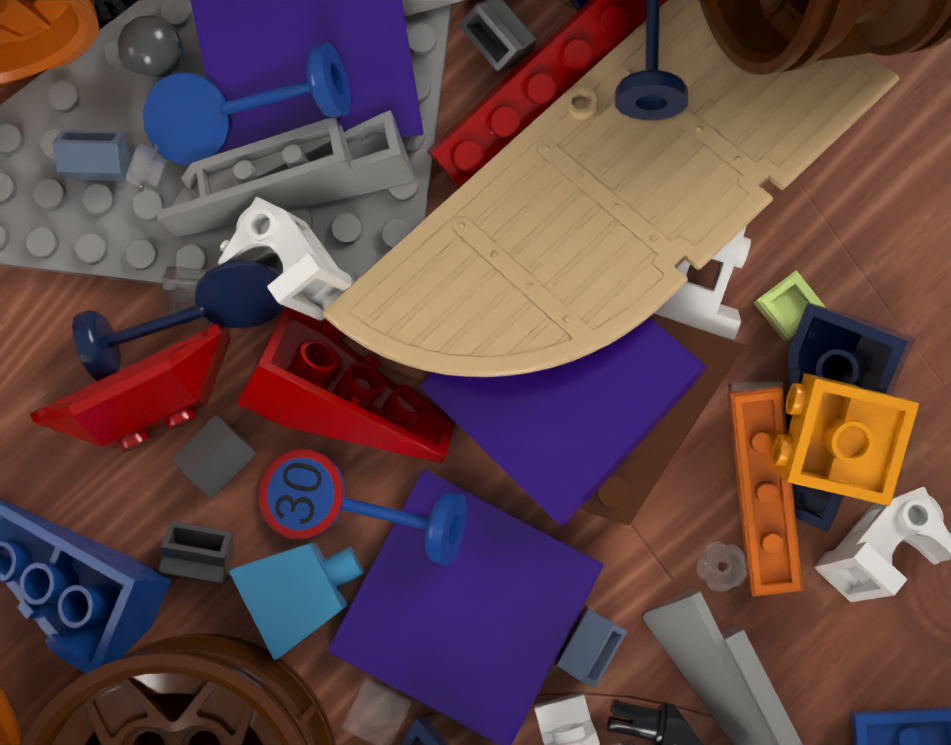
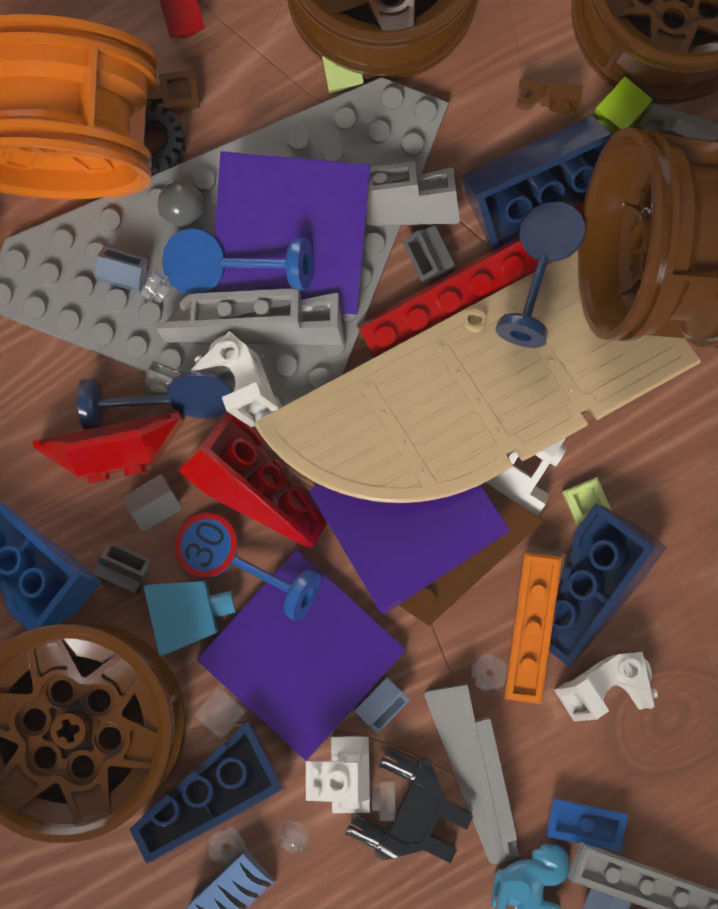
camera: 10 degrees right, 0 degrees up
(844, 439) = (593, 604): light orange plate -> none

